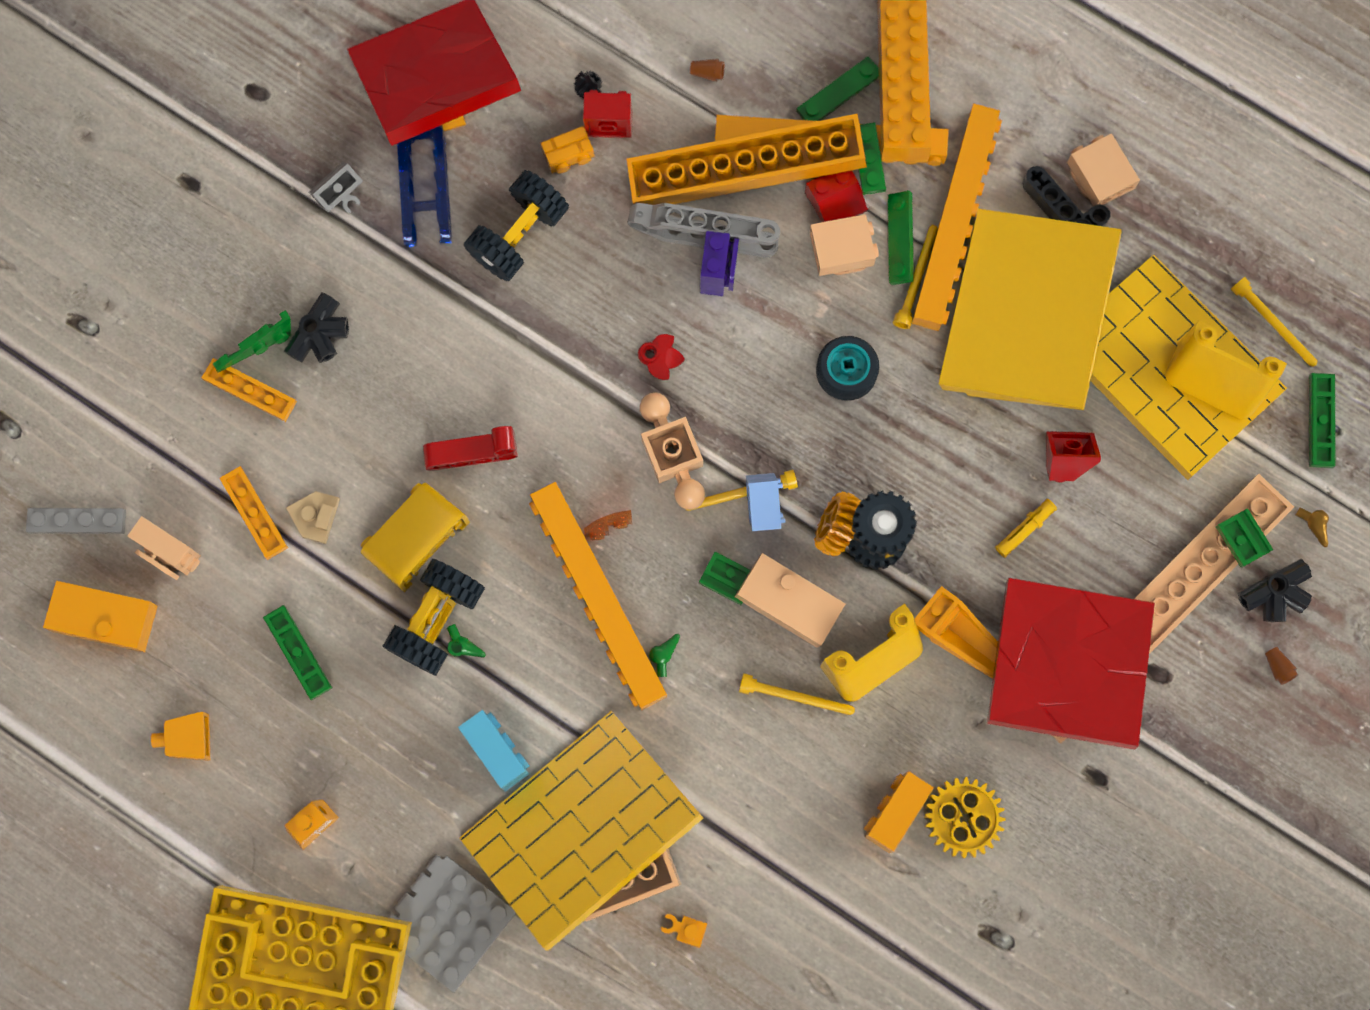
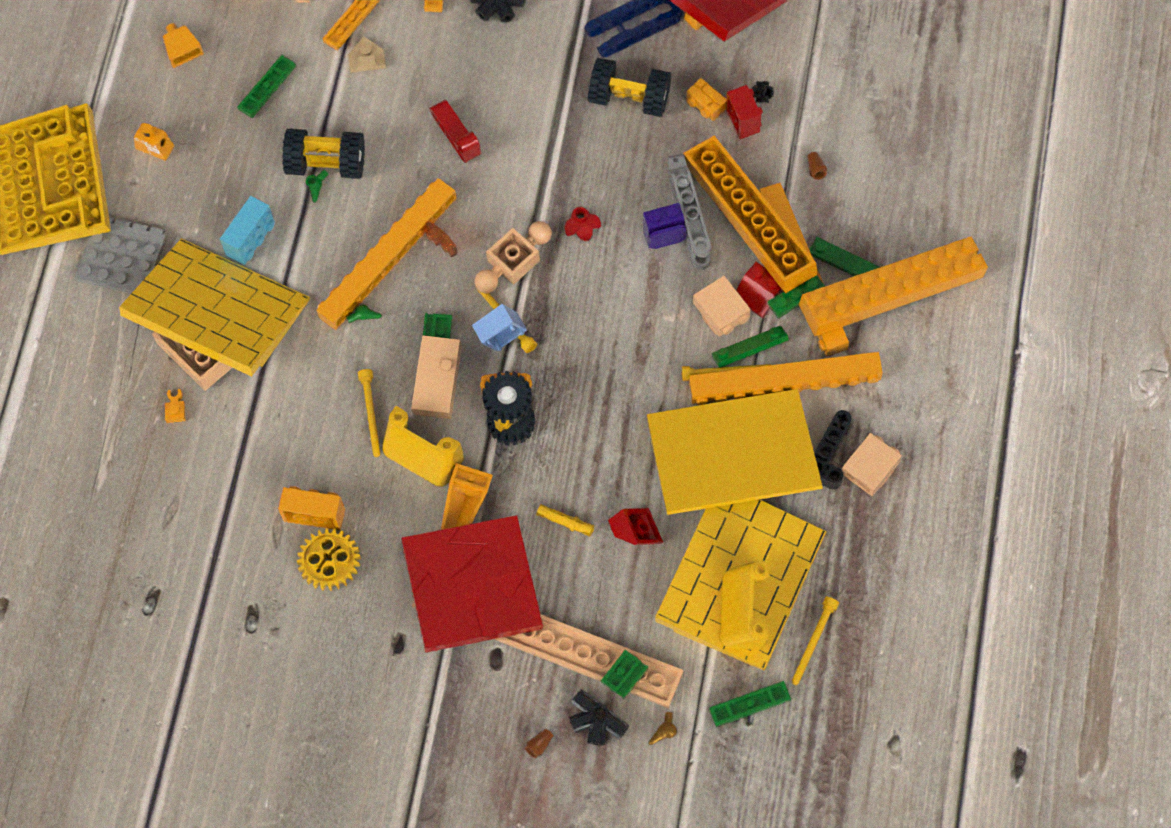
camera: 70 degrees right, 10 degrees down
(413, 534) = (378, 119): yellow windscreen -> none
(848, 383) = (630, 348): wheel -> none

